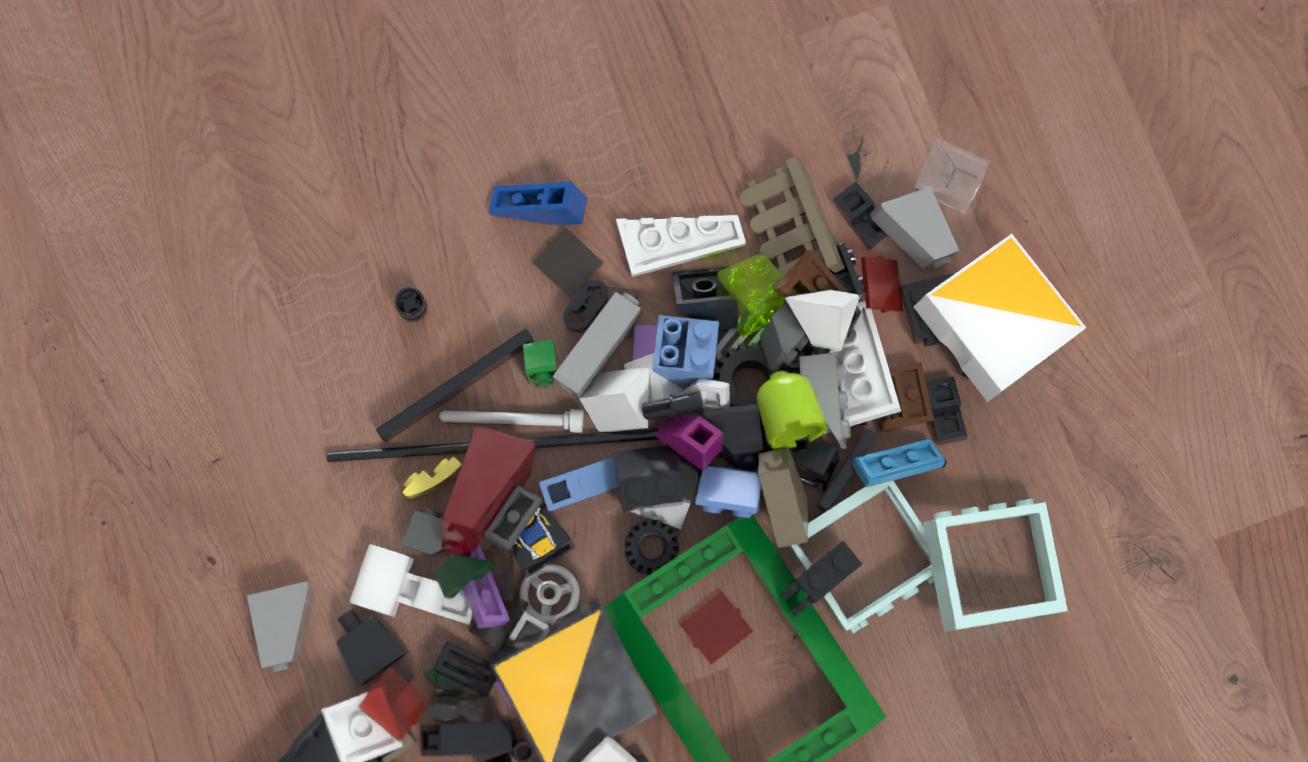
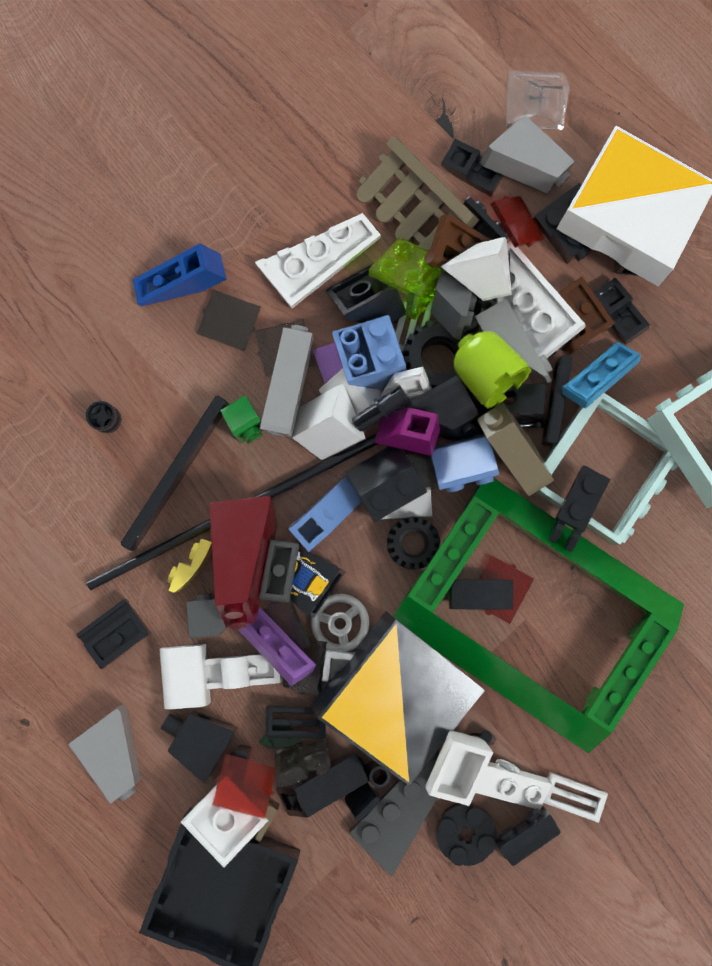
camera: 20 degrees left, 5 degrees up
(332, 512) = (113, 633): none -> black plate
(459, 571) = (251, 641): dark green slope -> none
(570, 420) = (291, 460): white piece -> none
(580, 302) = (255, 350): black beam -> none
(695, 623) = (481, 594): none -> black slope

